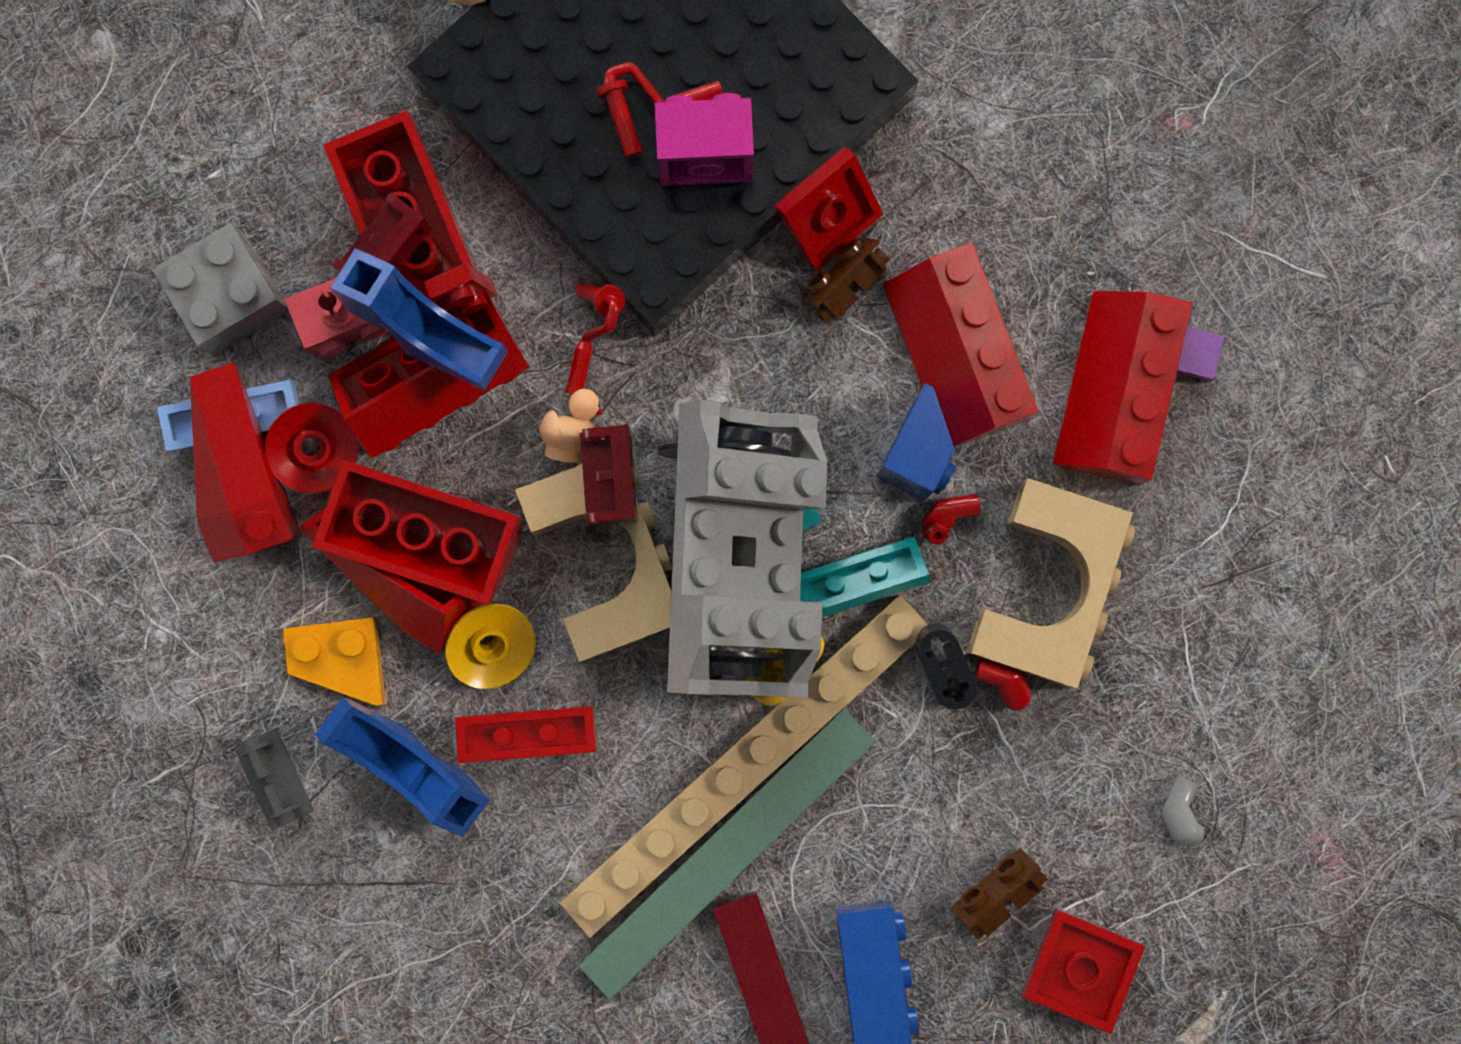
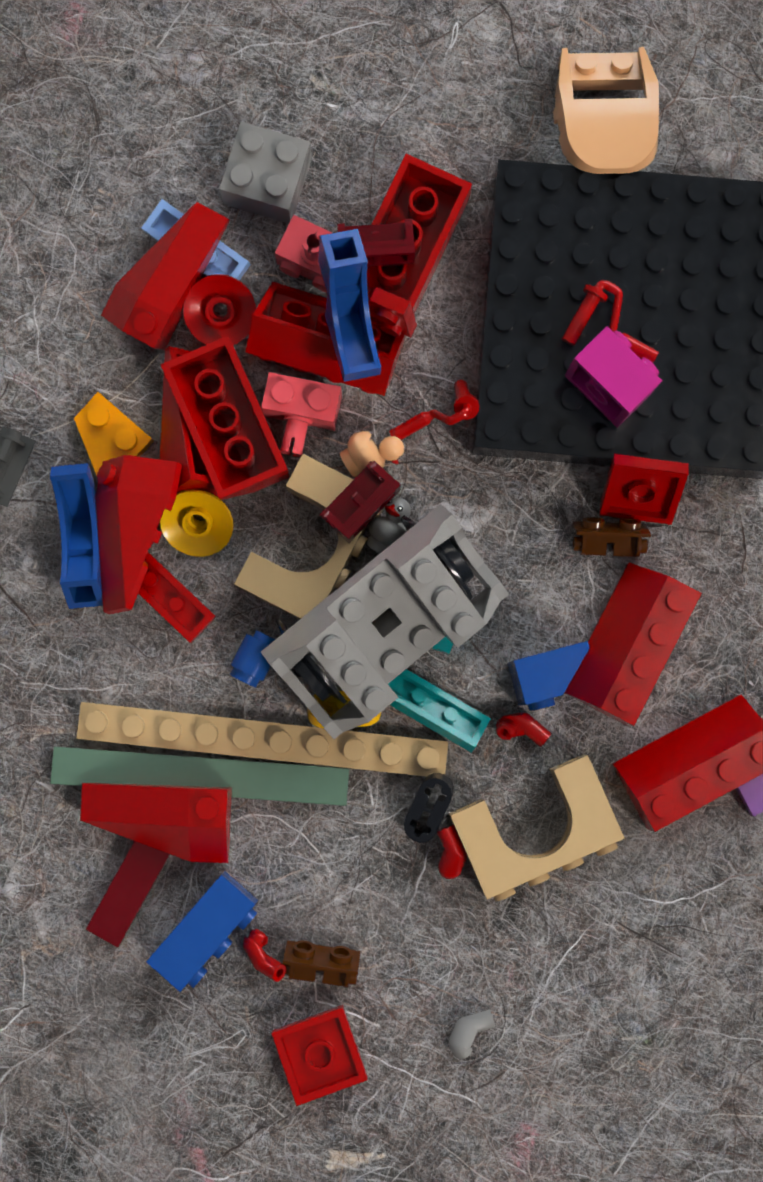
camera: 40 degrees right, 0 degrees up
(422, 698) = (128, 509): none -> red wedge
(468, 452) = (300, 405): none -> coral brick
(658, 472) = (389, 528): none -> light grey animal
(663, 711) = (249, 662): none -> blue brick
(743, 915) = (170, 818): none -> red wedge
(946, 947) = (260, 959): none -> red arm

